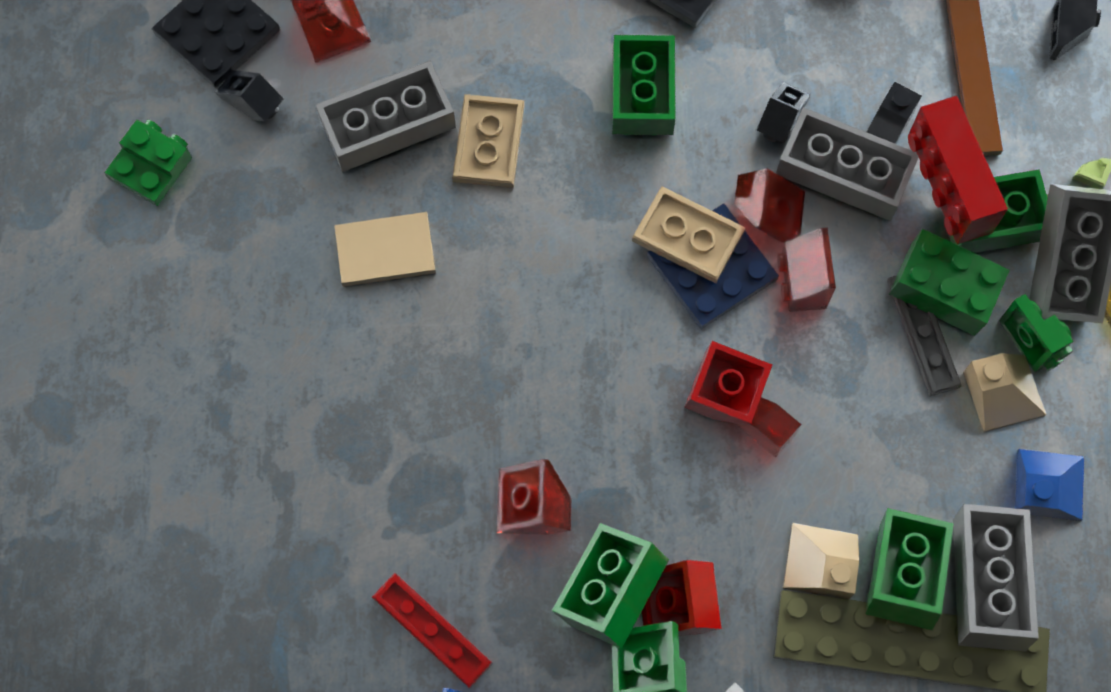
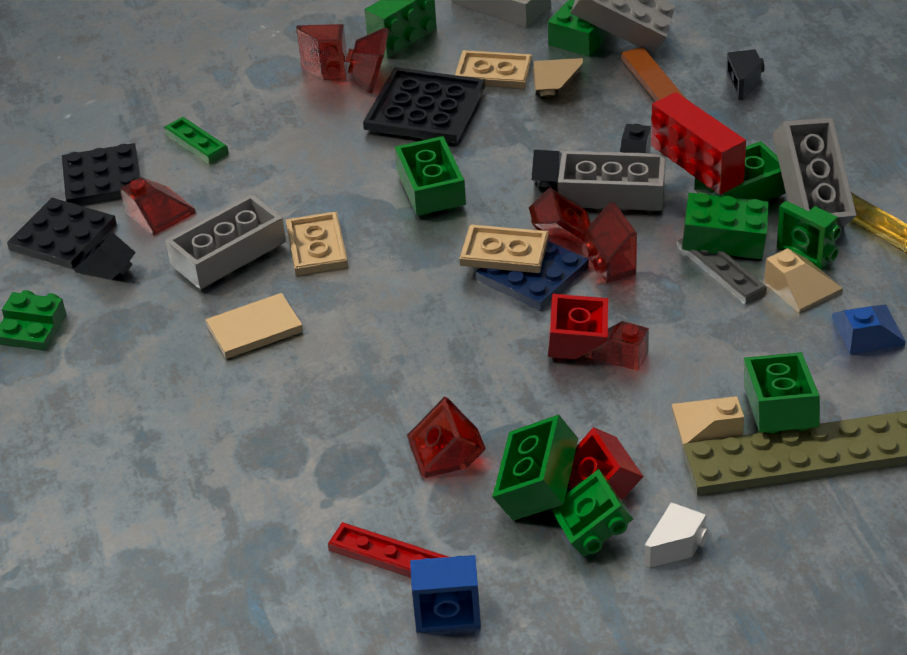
camera: 15 degrees left, 30 degrees down
(995, 578) = (854, 380): light grey brick -> none

